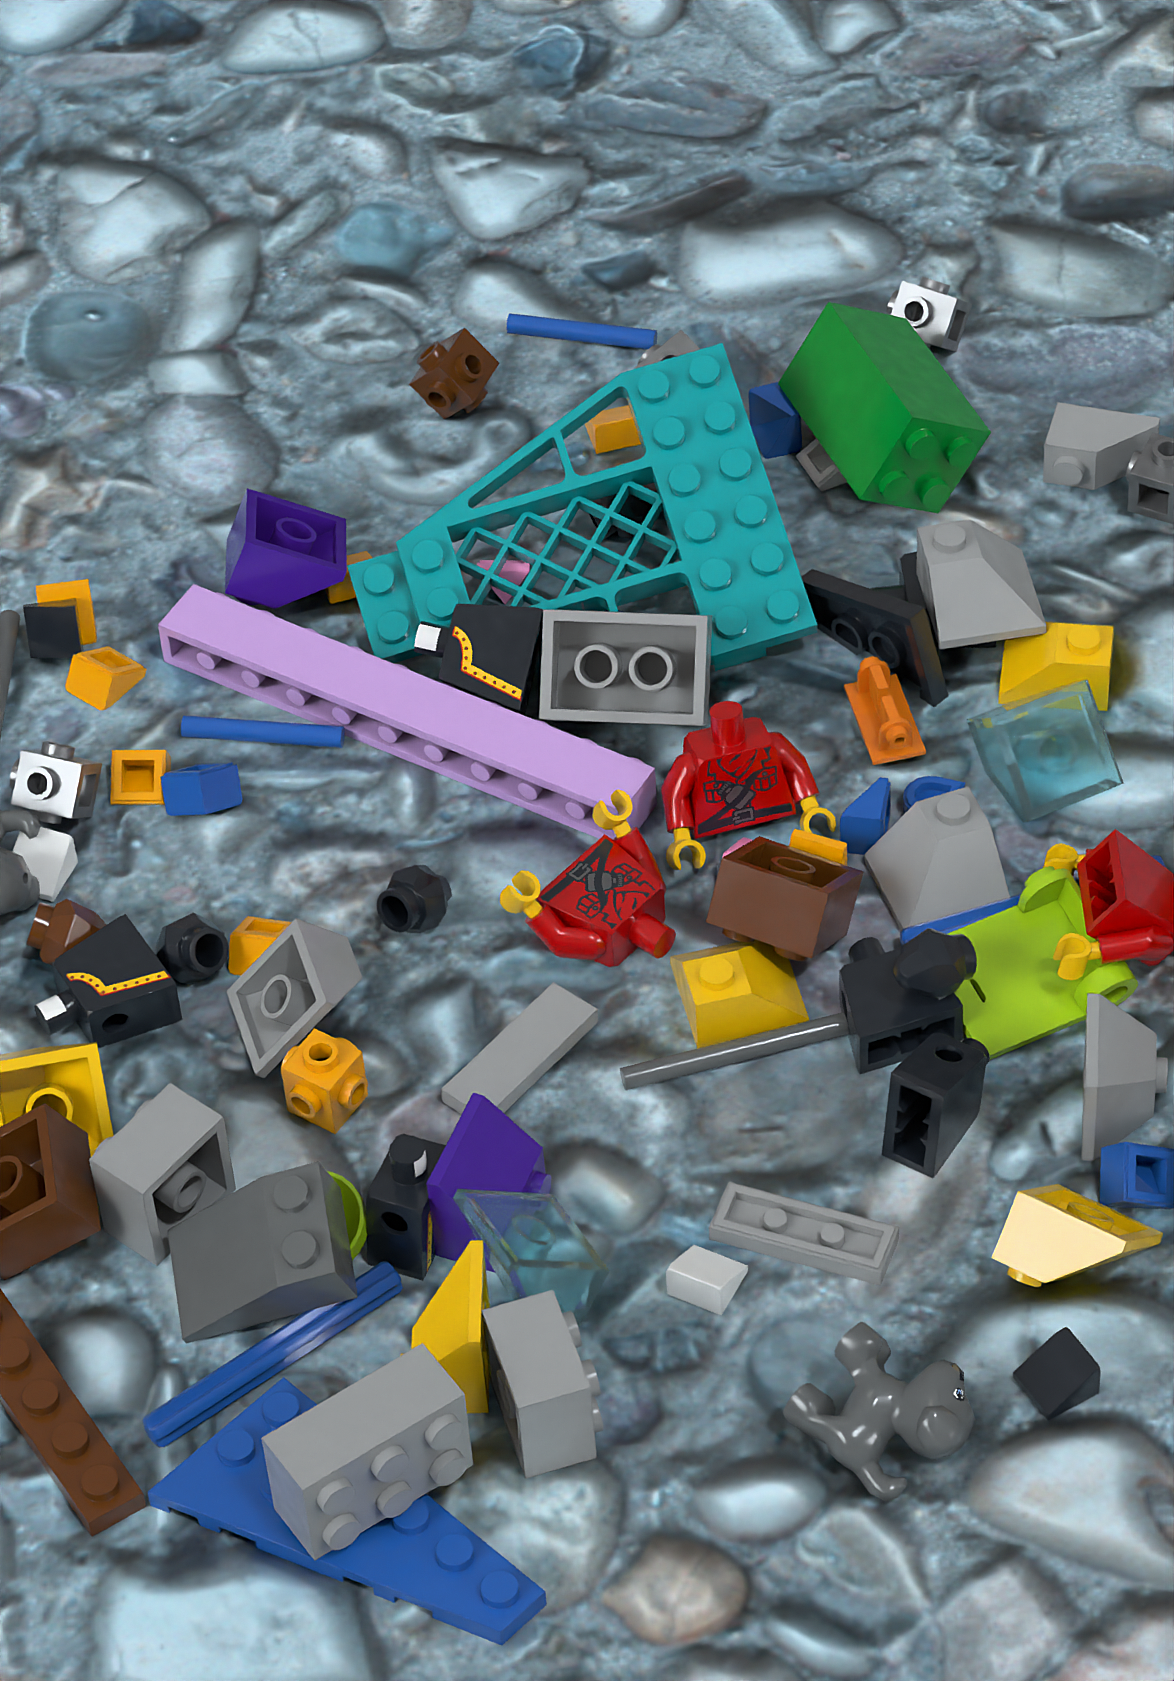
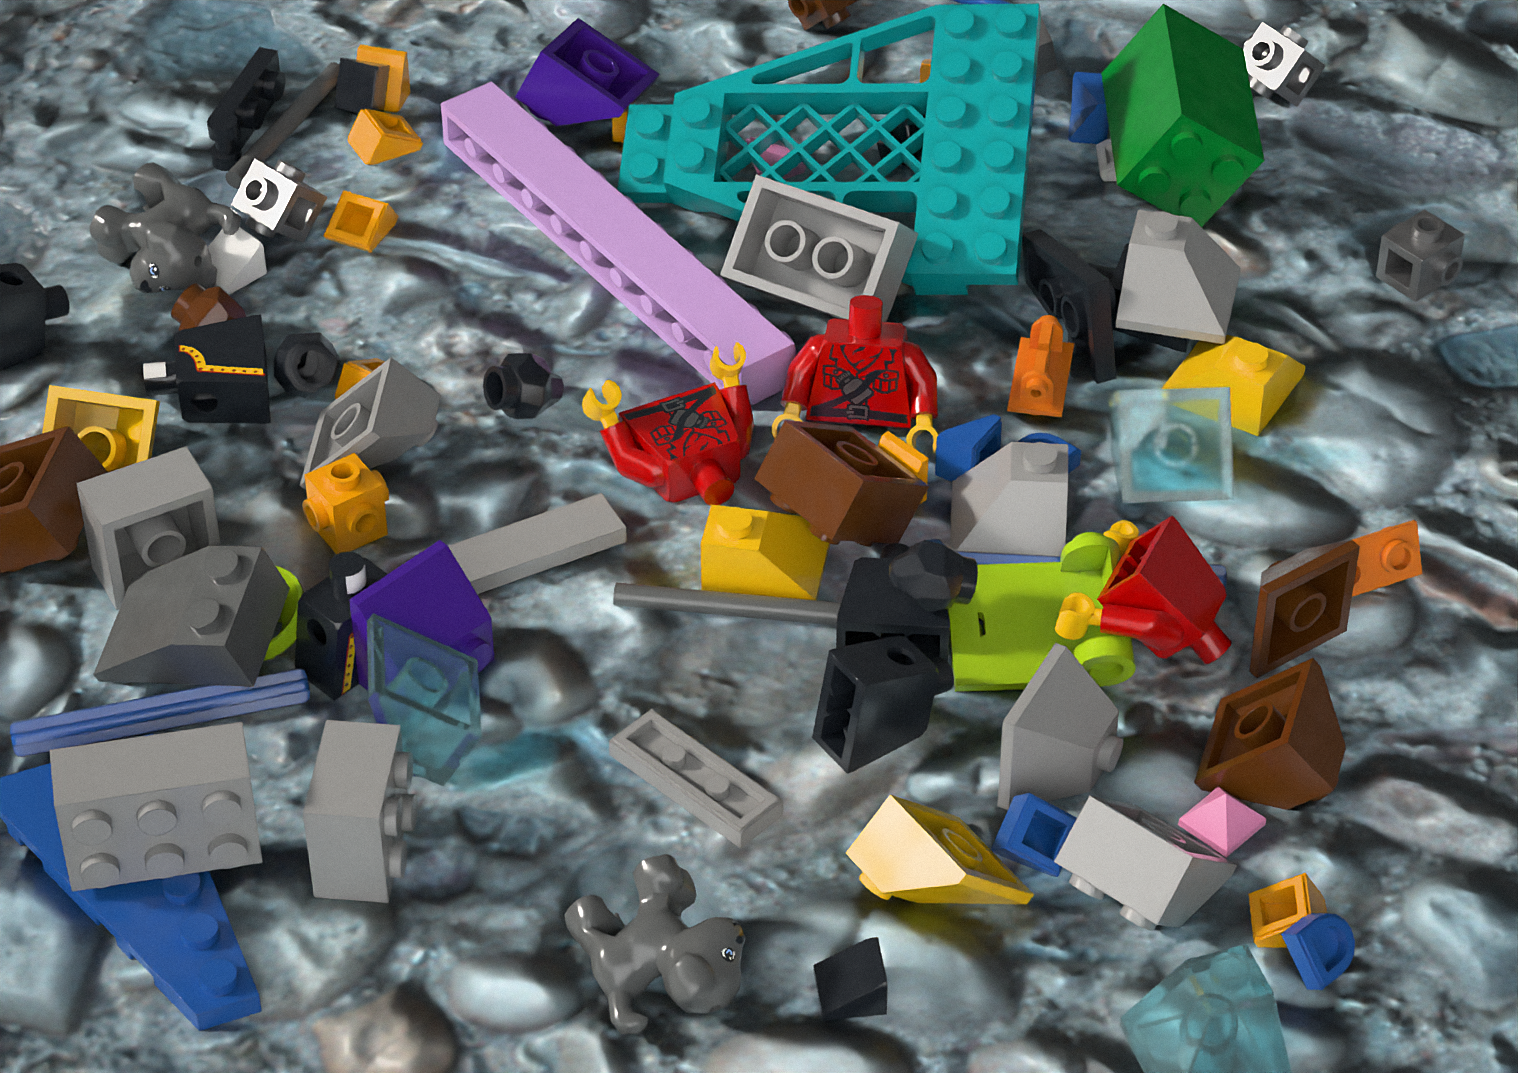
camera: 20 degrees right, 5 degrees down
(201, 789) = (403, 246): blue slope -> none
(263, 731) = (487, 220): blue bar -> none
(454, 1327) = (286, 761): yellow slope -> none
(487, 651) = (700, 204): black torso -> none
(704, 1278) = (579, 783): white slope -> none
(1093, 445) = (1364, 206): light grey slope -> none

